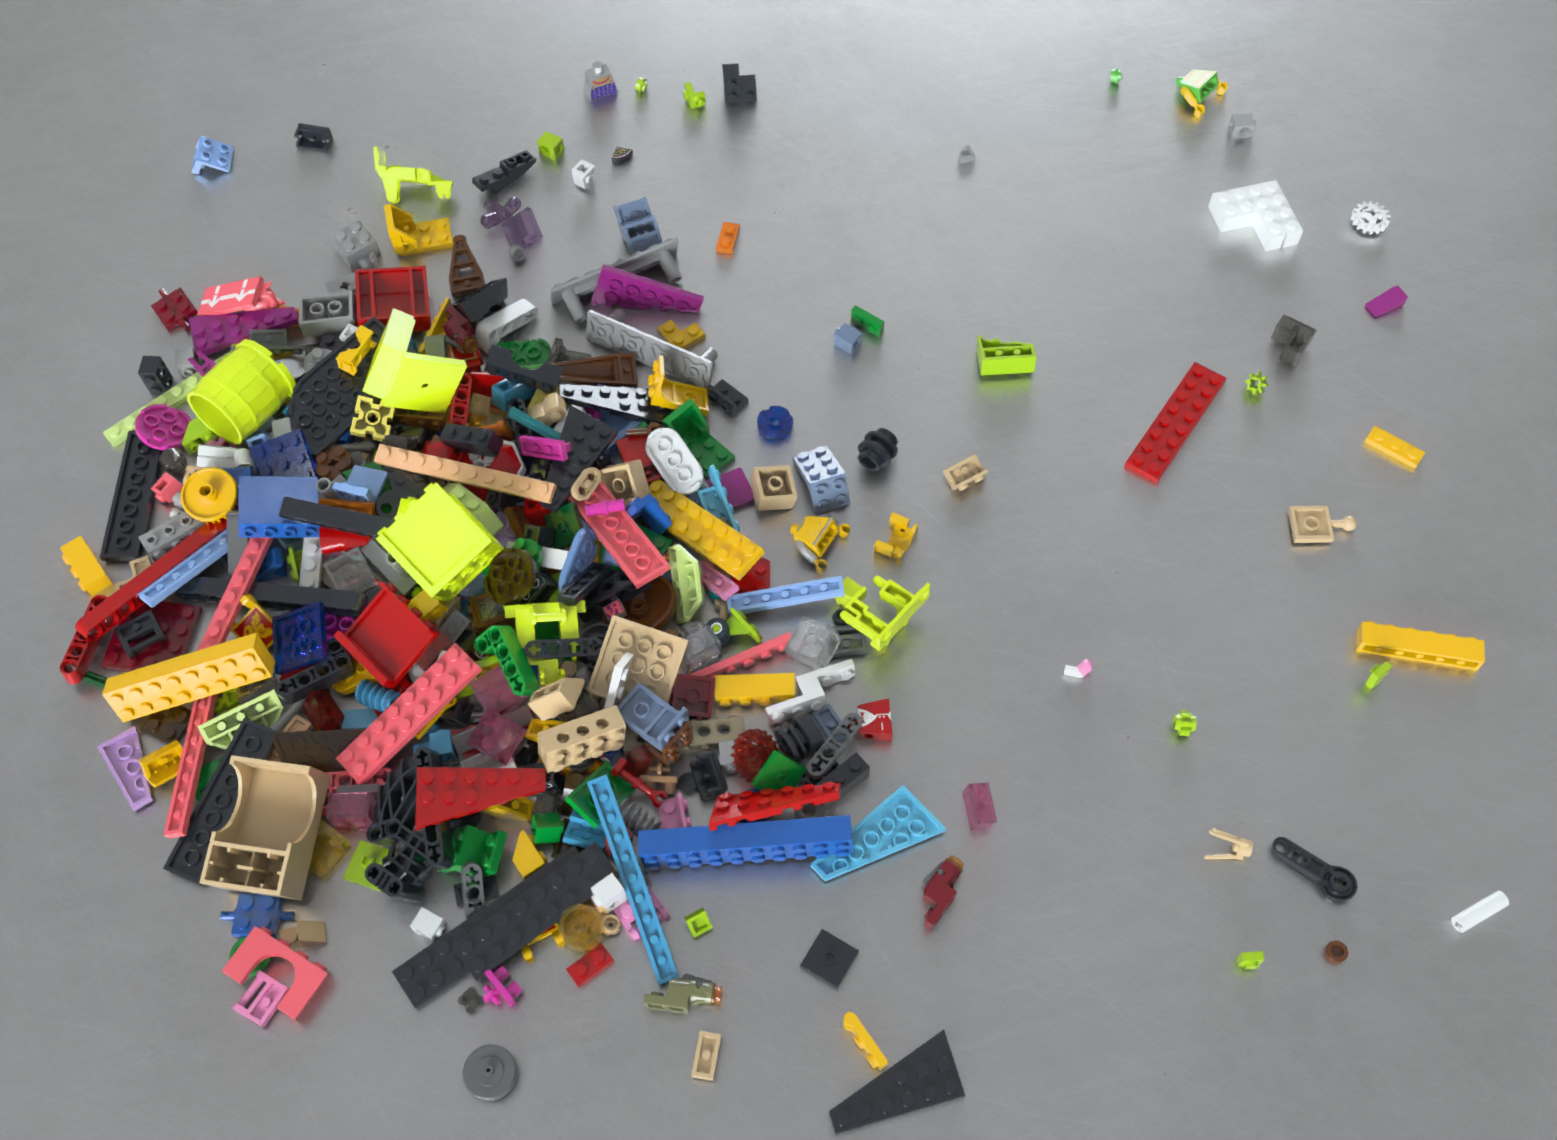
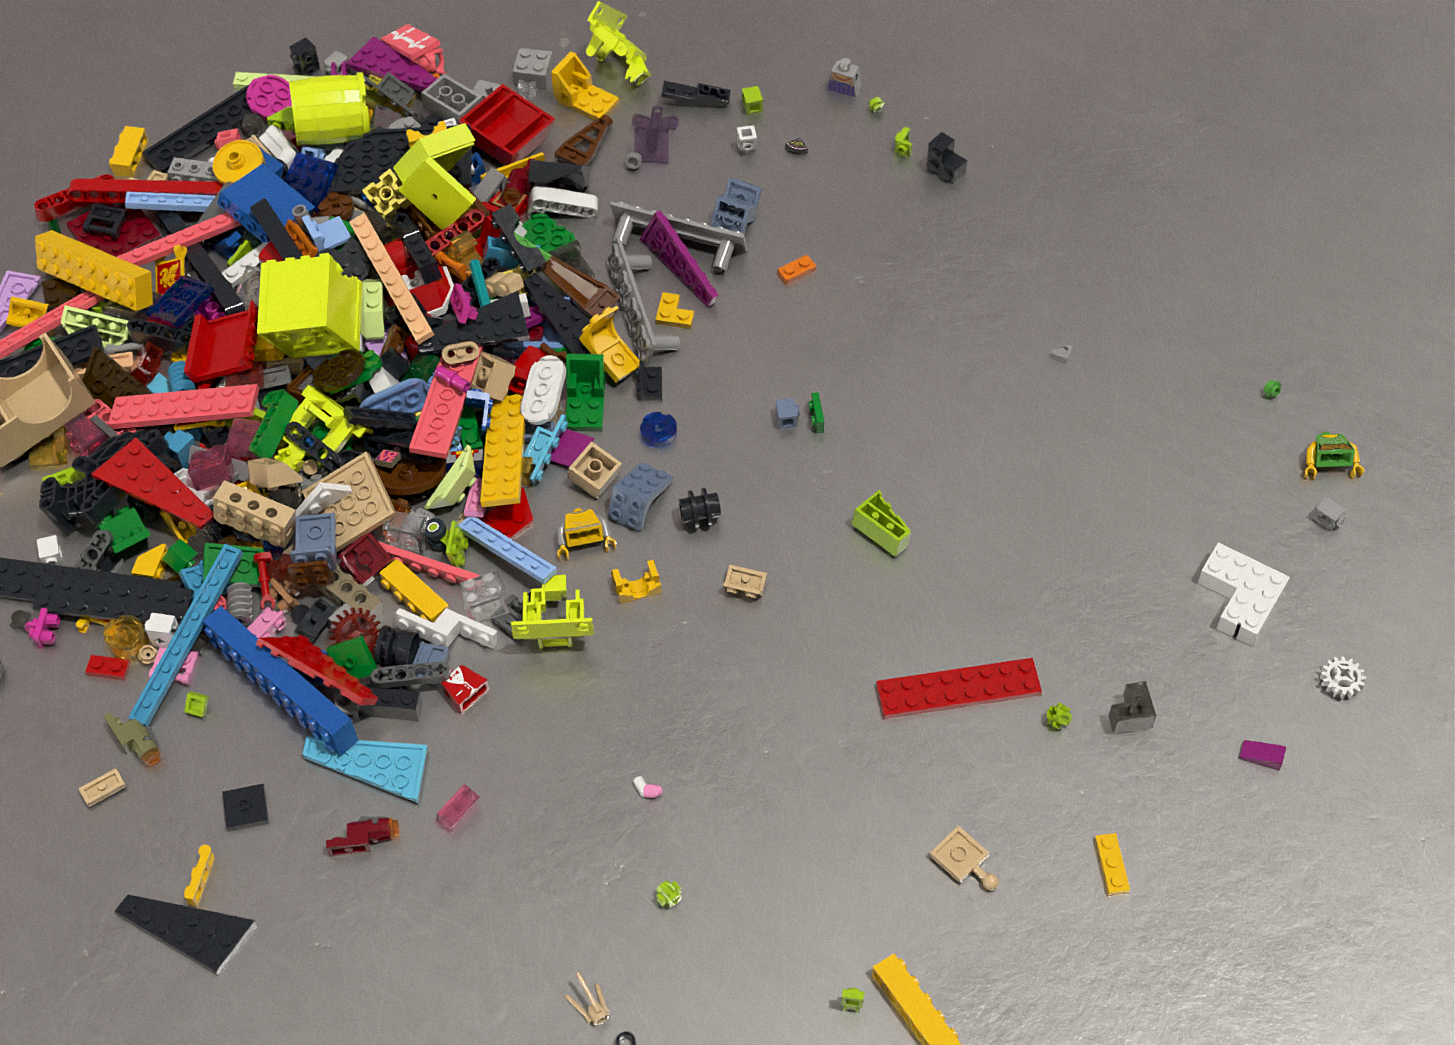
camera: 45 degrees right, 5 degrees down
(174, 309) = (372, 23): dark red plate -> none

